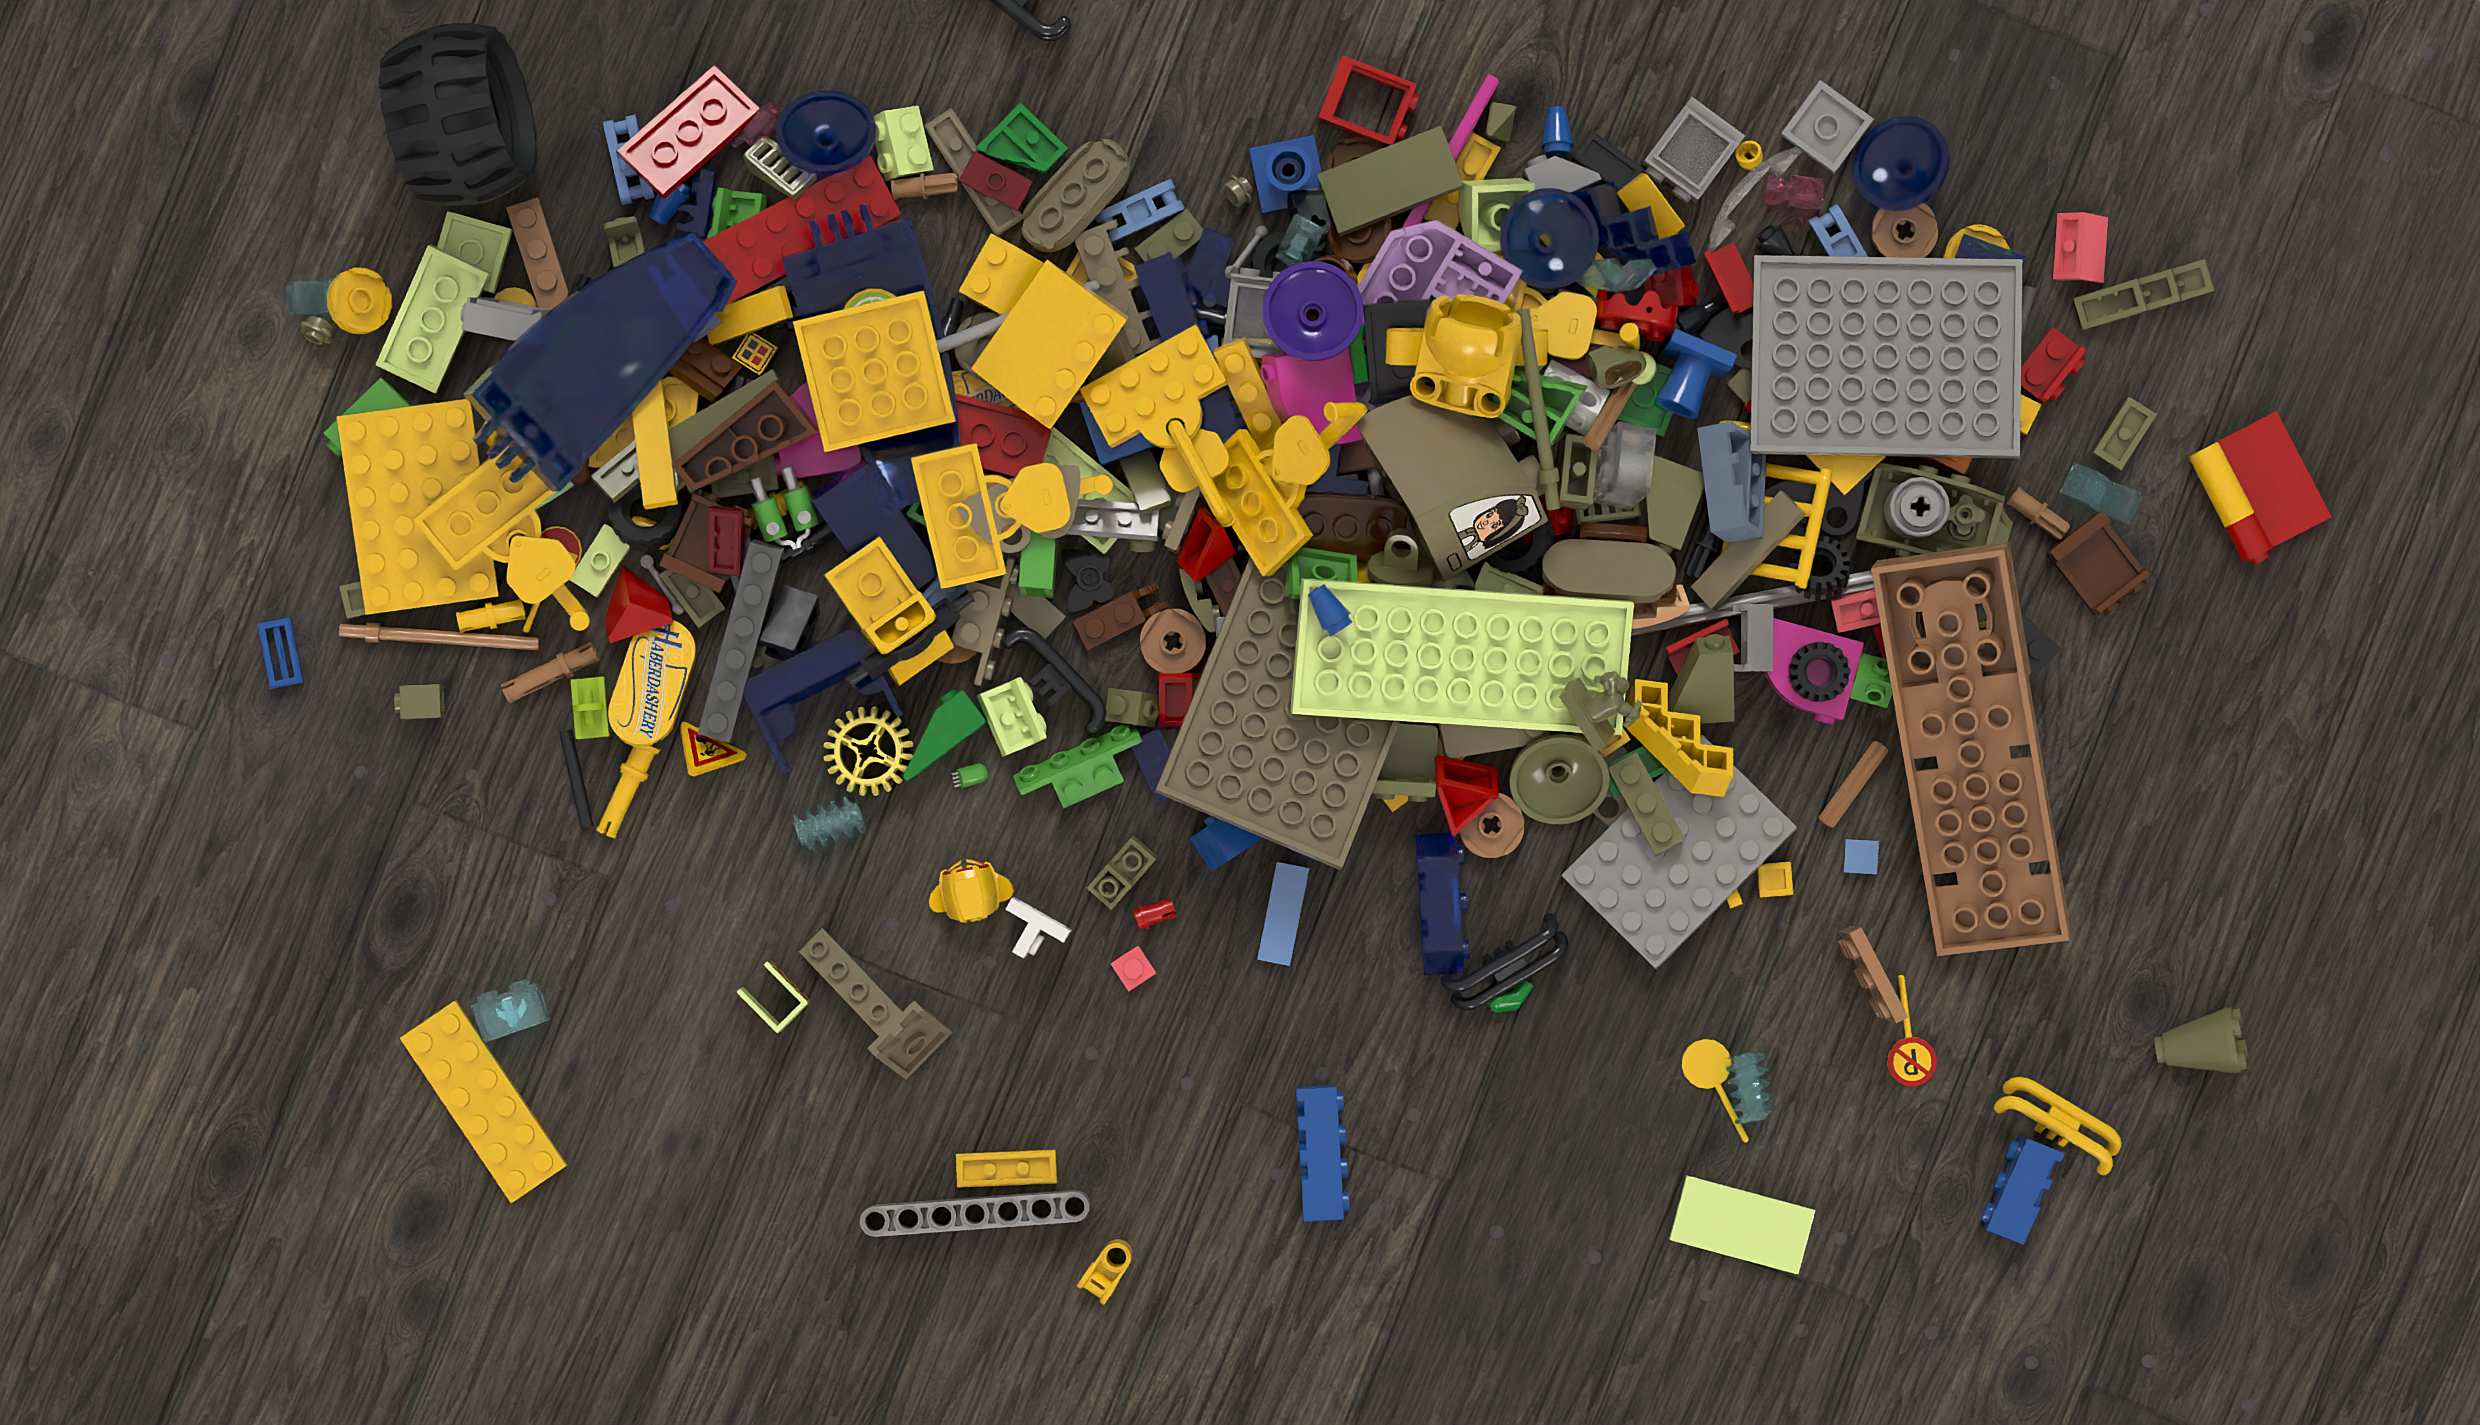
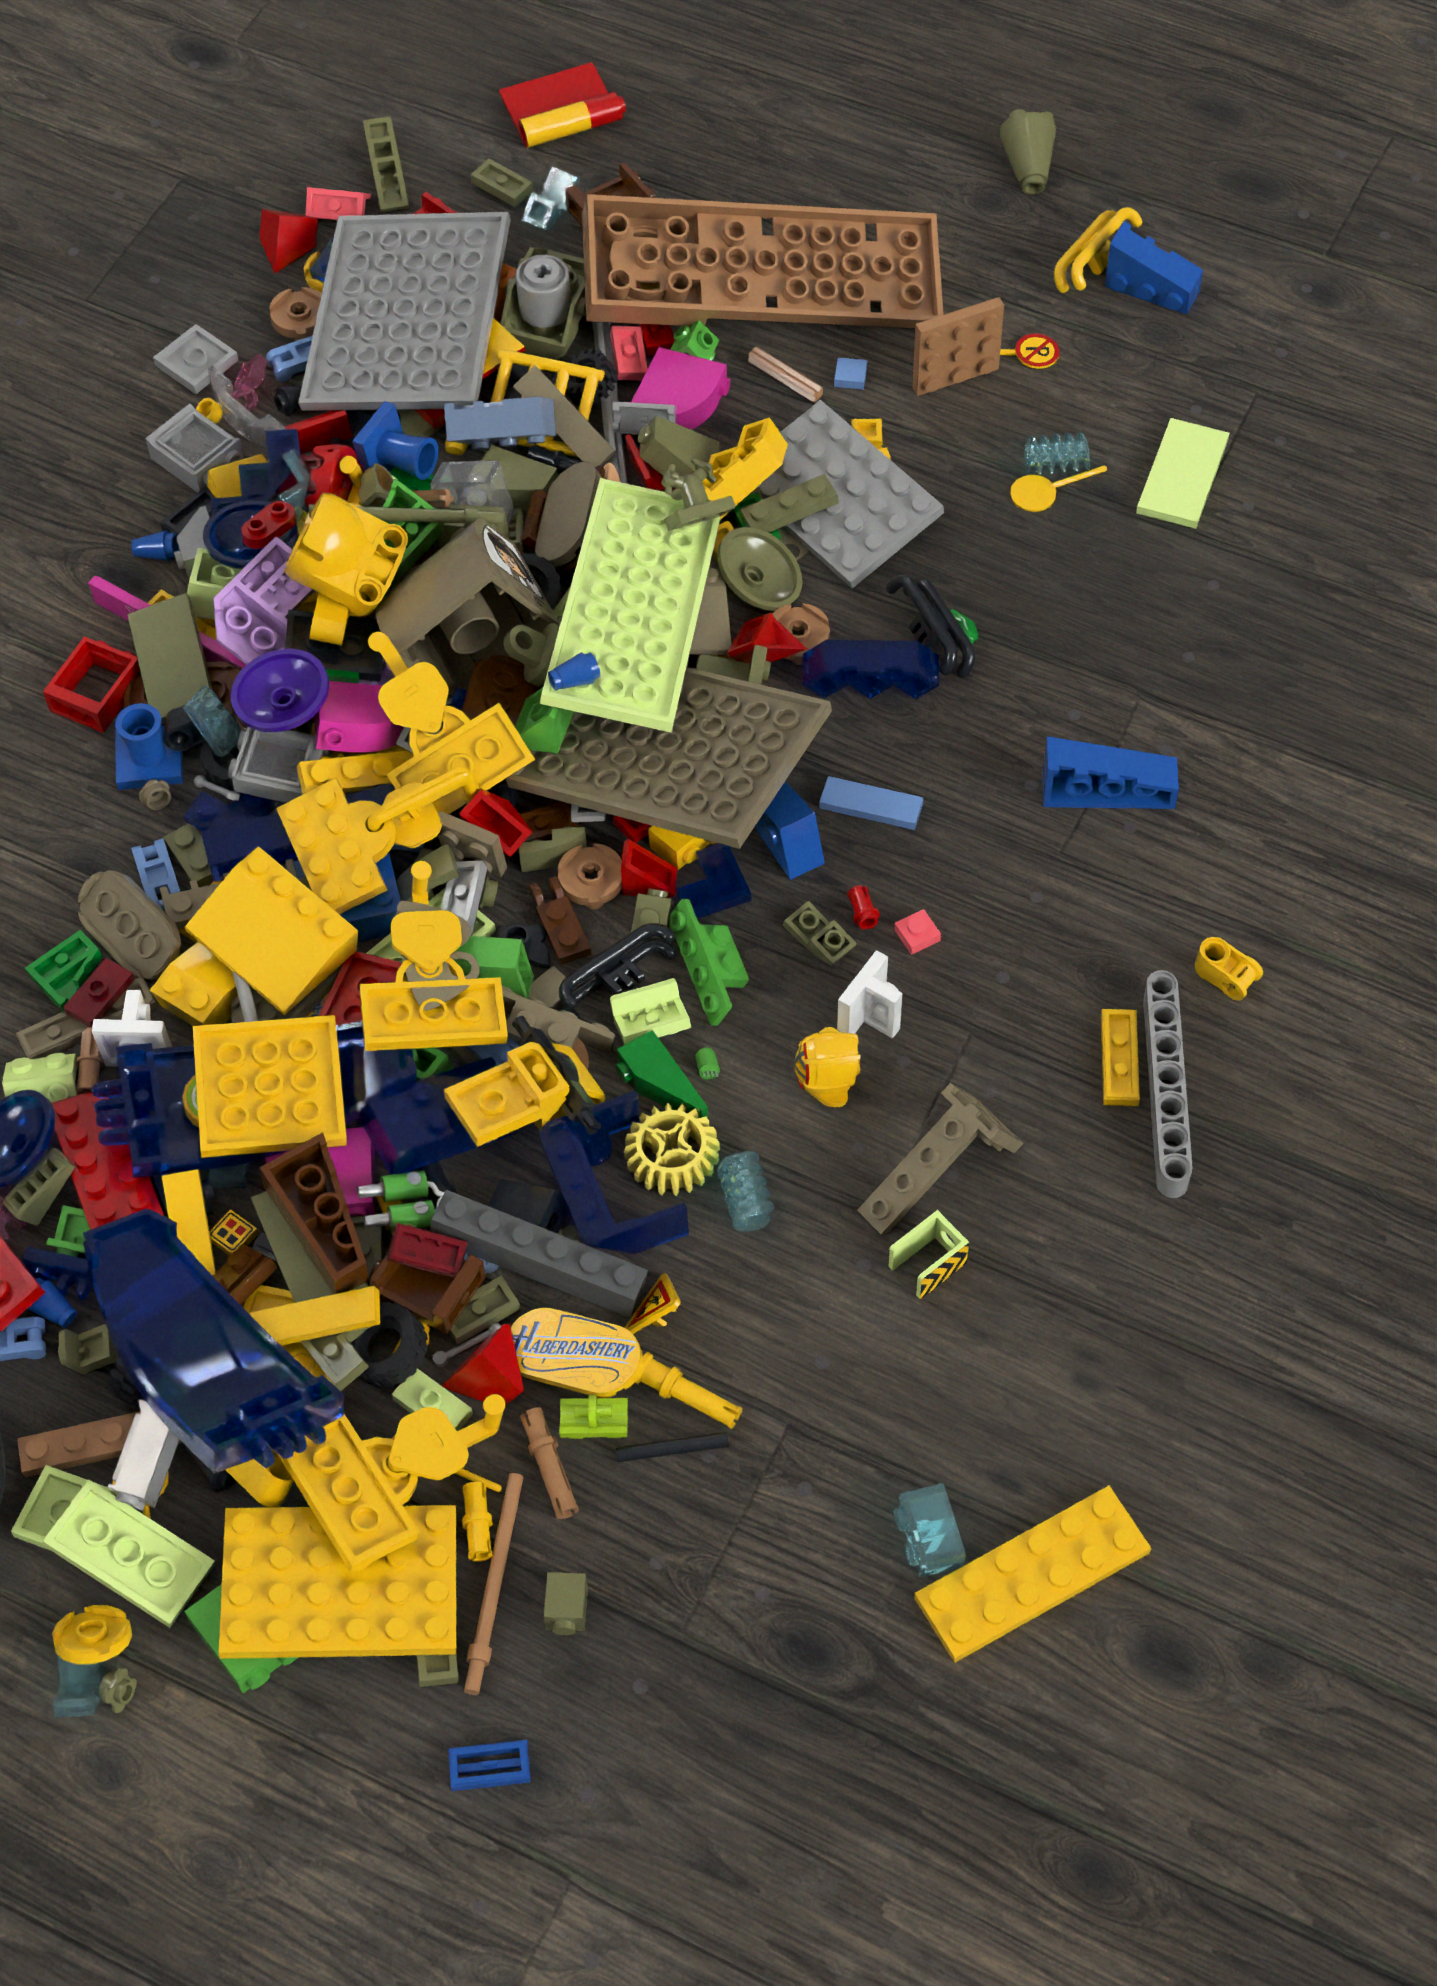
camera: 85 degrees left, 30 degrees down
(954, 228) = (131, 1030): none -> white bracket
(1500, 122) = (133, 584): olive slope -> none
(1555, 259) = (267, 524): none -> red plate
(1804, 686) = (681, 358): black tyre -> none
(1890, 152) = (228, 295): clear blue dish -> none
(2020, 196) = (286, 236): none -> red slope
(2038, 514) = (562, 239): medium nougat axle -> none

